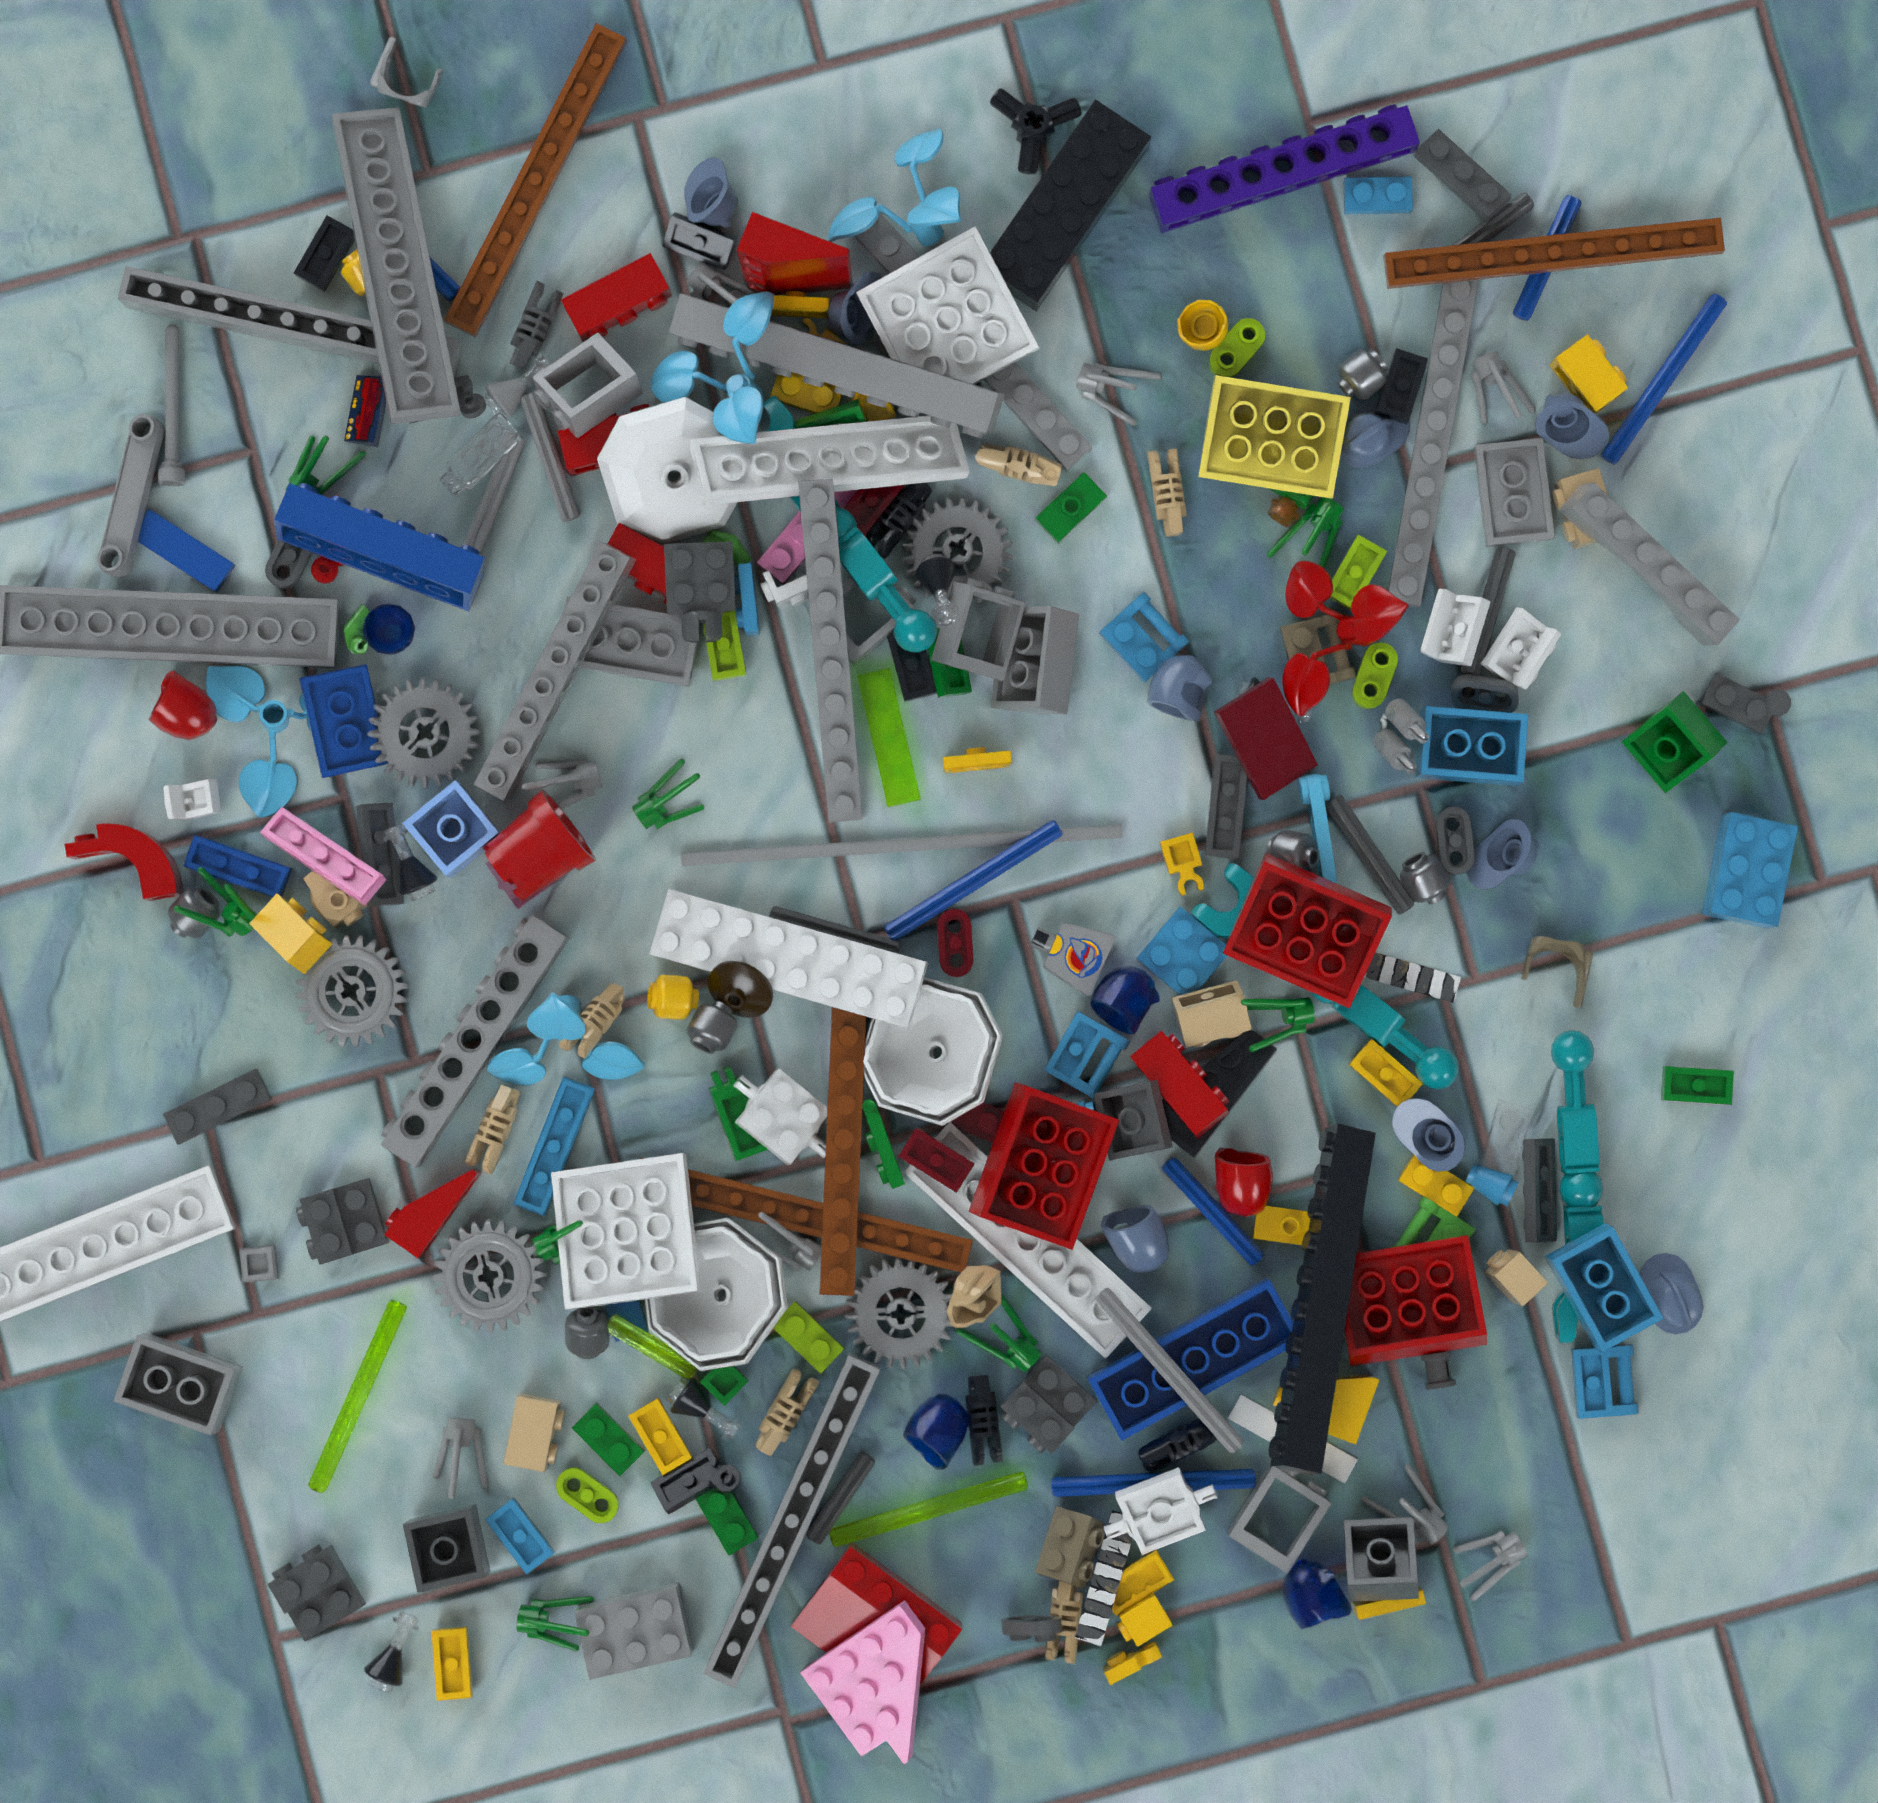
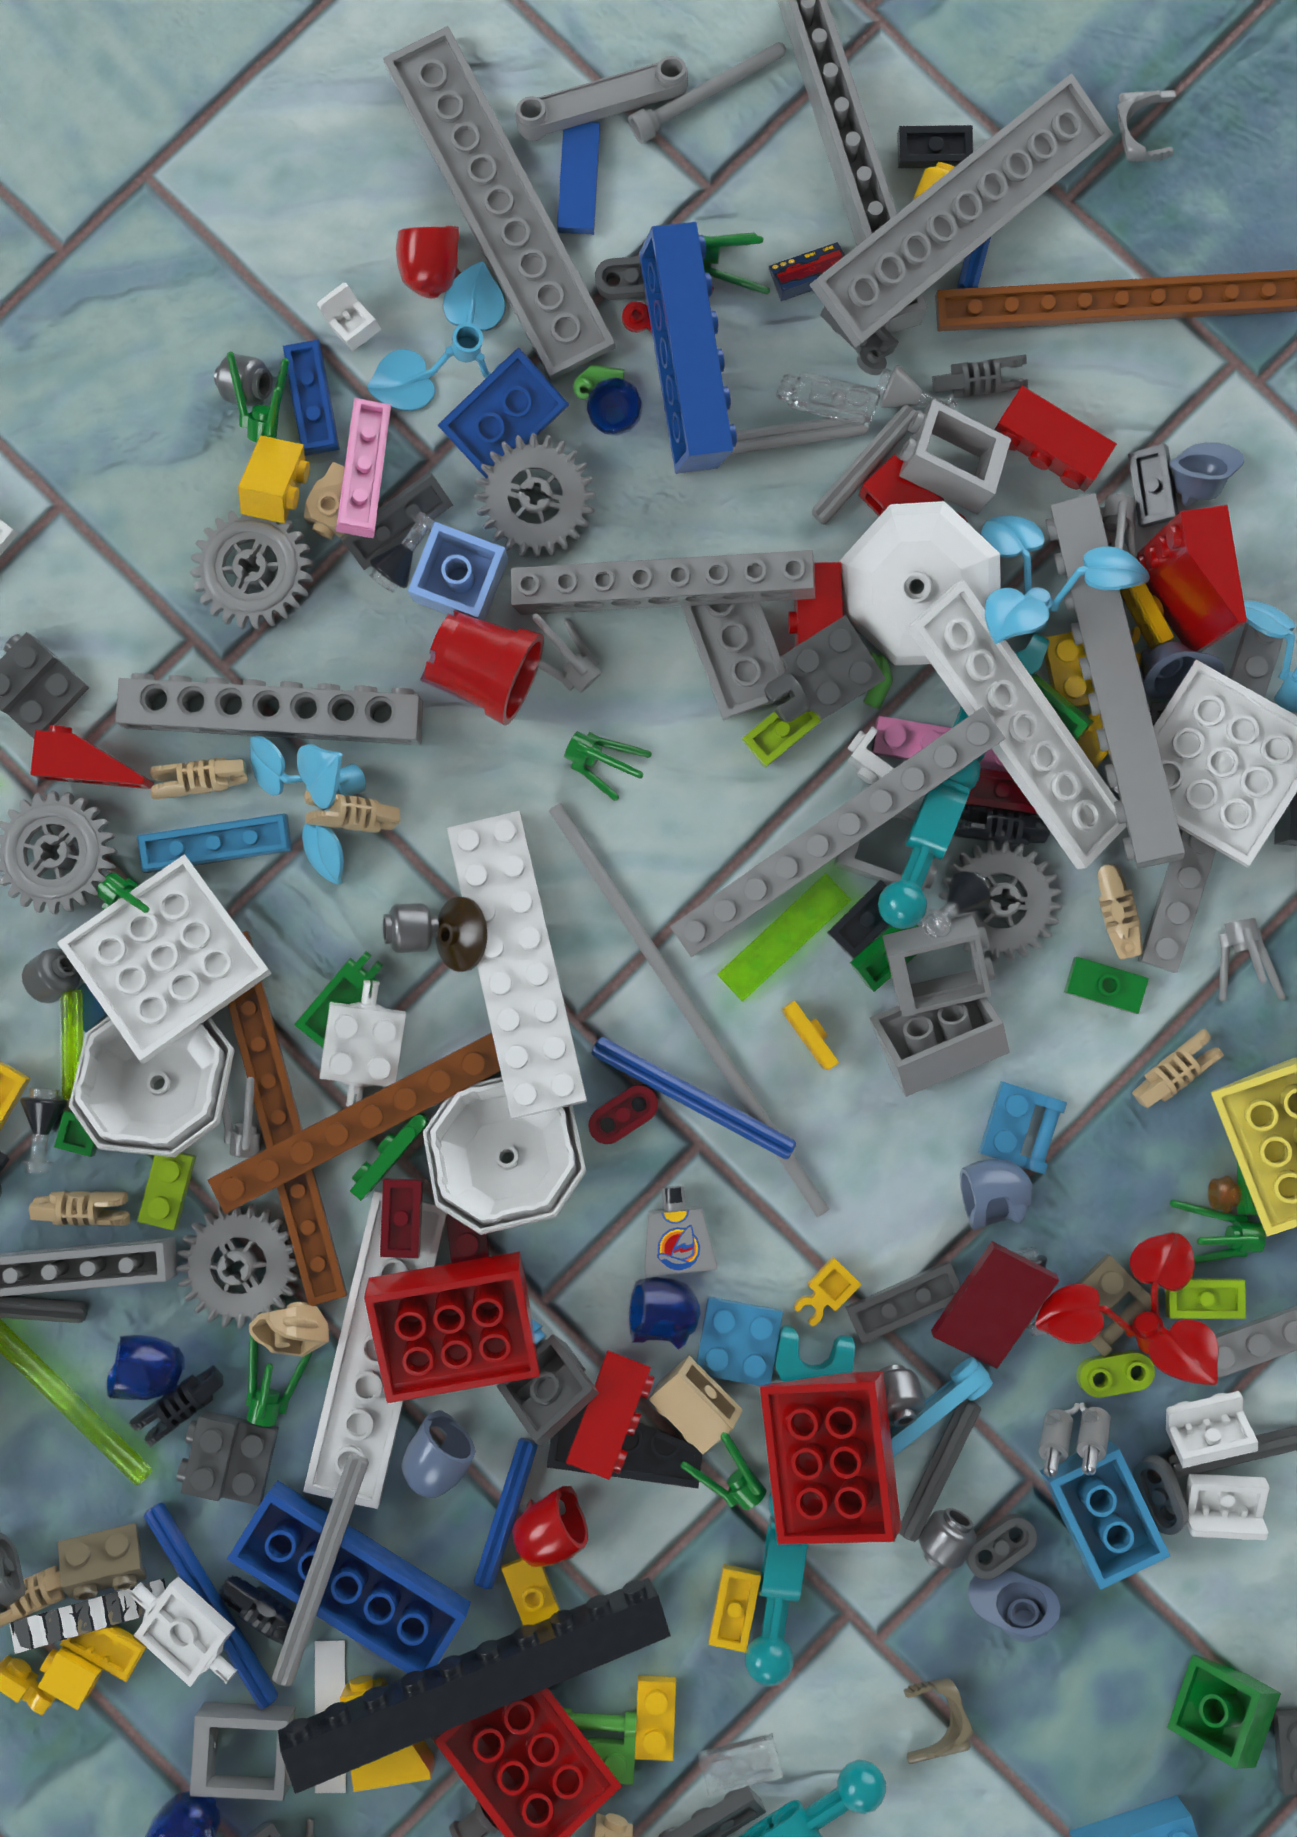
camera: 60 degrees right, 0 degrees up
(153, 862) = (272, 311): red arch -> none
(217, 1106) = (76, 507): dark grey plate -> none
(672, 997) = (417, 873): yellow head -> none
(747, 614) = (849, 717): dark azure plate -> none
(835, 929) = (570, 993): dark grey axle -> none
(1076, 1050) = (587, 1291): dark azure plate -> none
(1413, 977) = (845, 1586): sticker -> none
(1429, 1134) = (699, 1690): sand blue piece -> none
(1492, 1184) = (686, 1778): dark azure cone -> none

